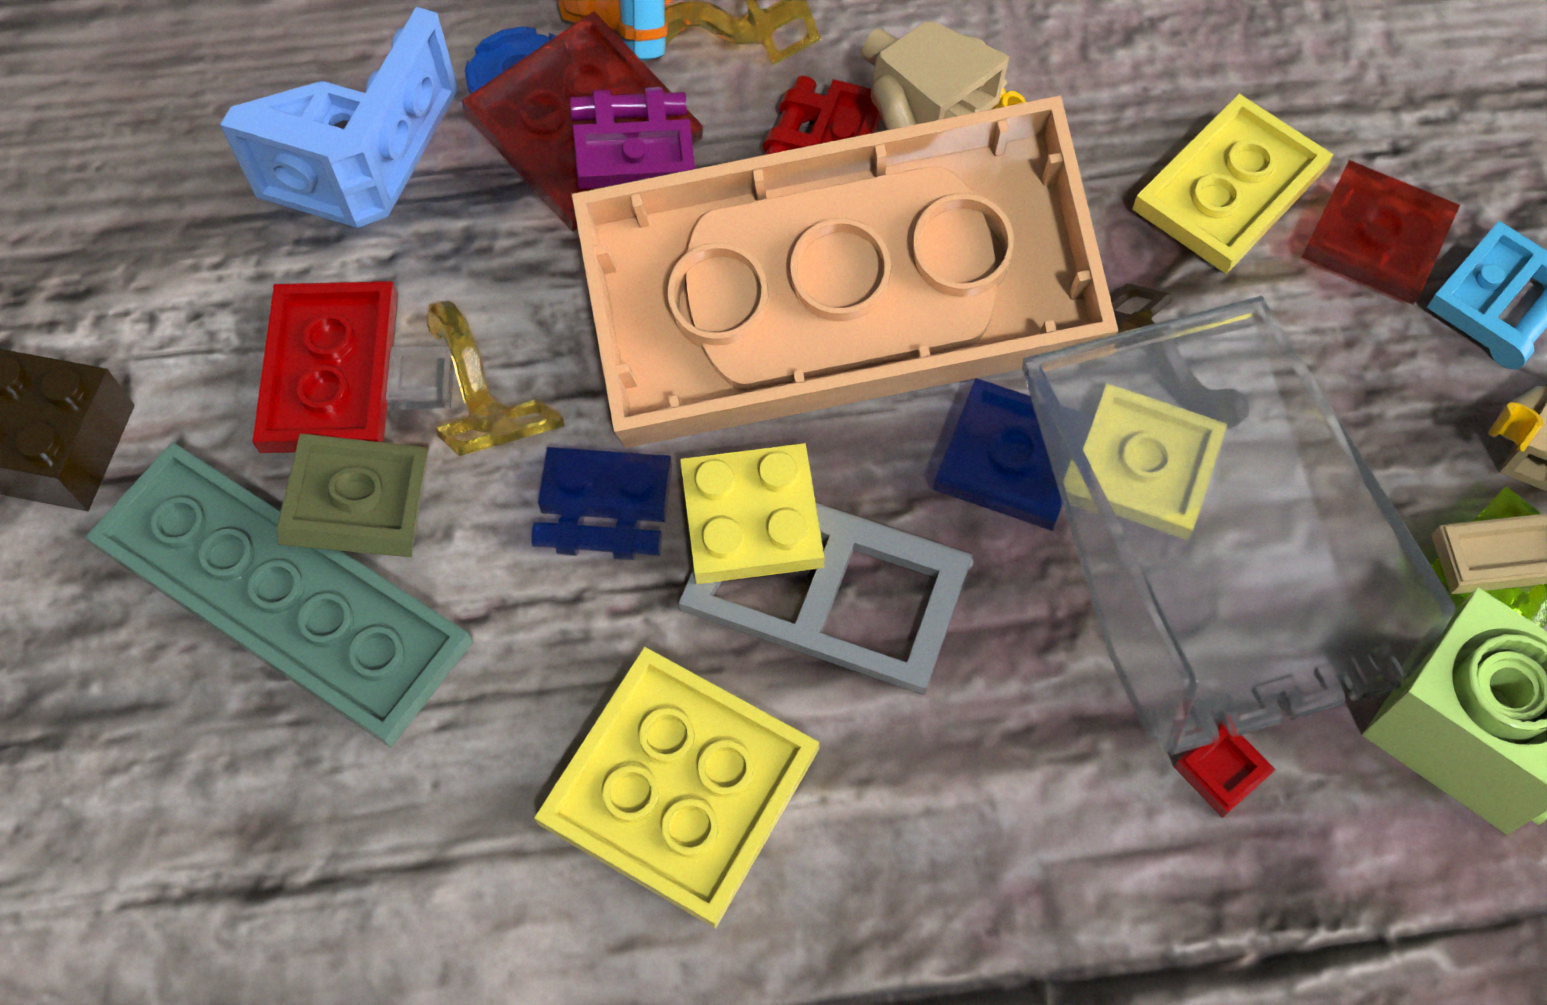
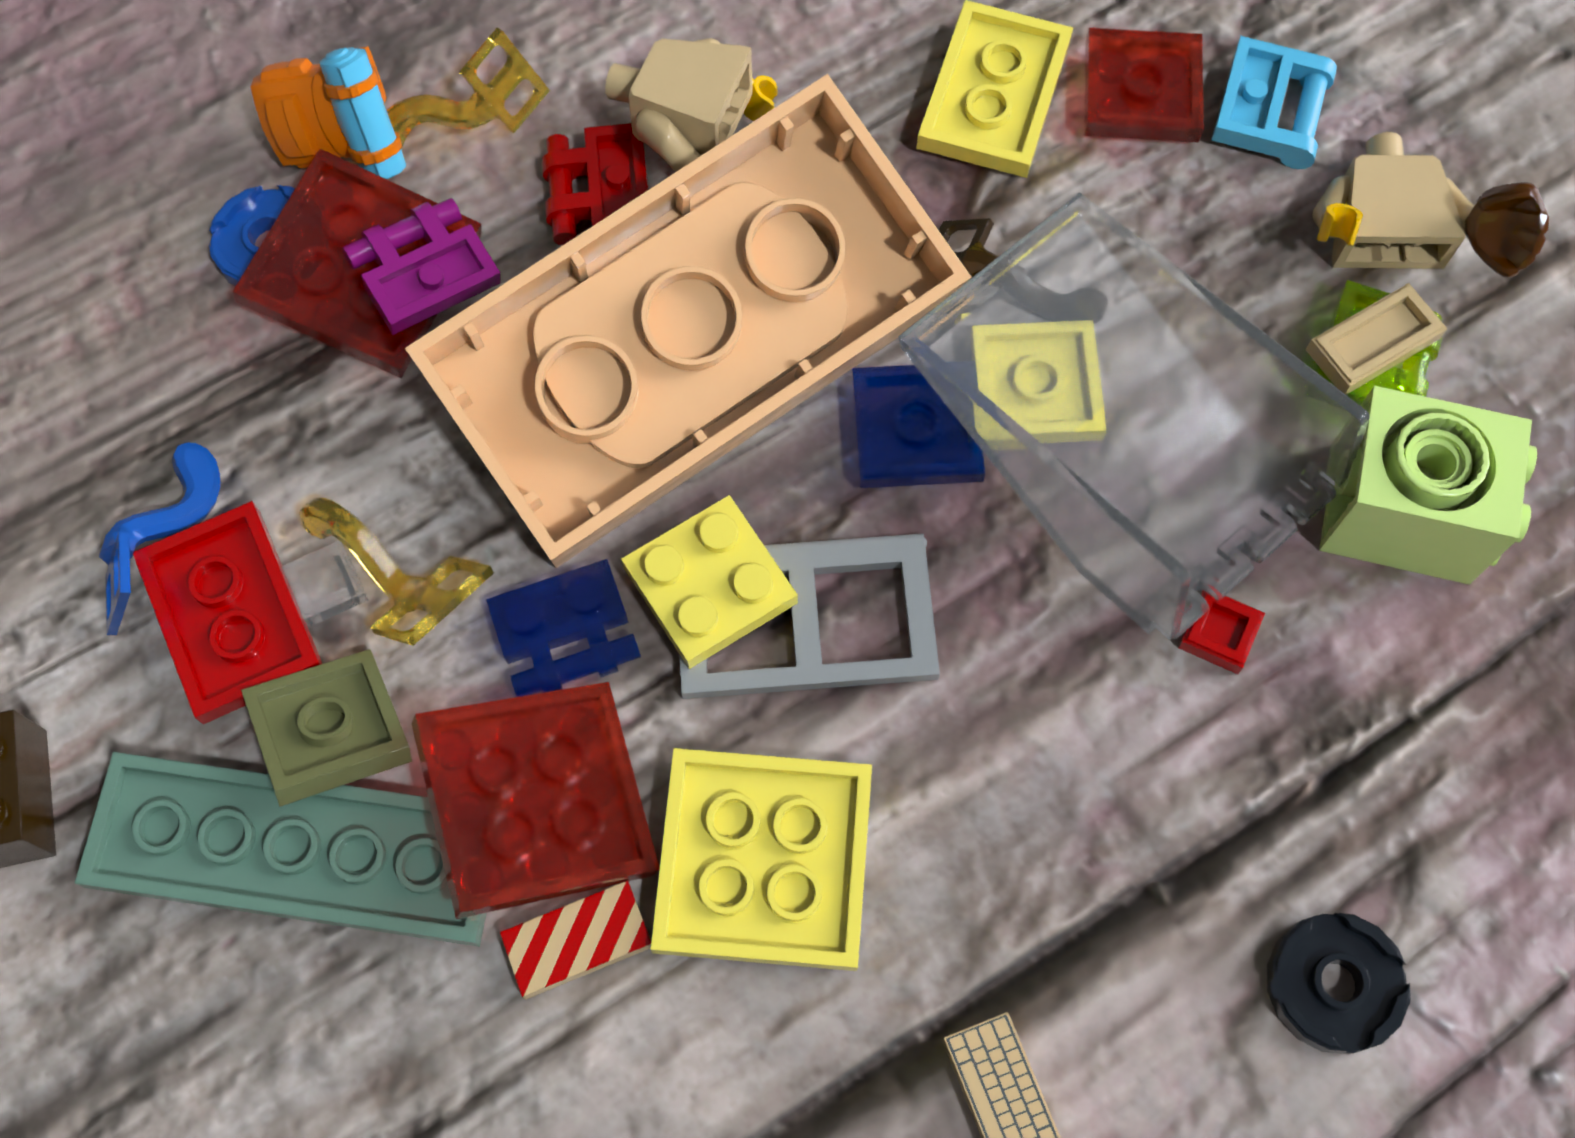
camera: 25 degrees left, 5 degrees up
(354, 172) = (94, 416): light blue bracket -> none
(361, 252) = (201, 487): none -> blue piece
(476, 780) = (576, 940): none -> tile
(497, 635) = (533, 798): none -> clear red plate

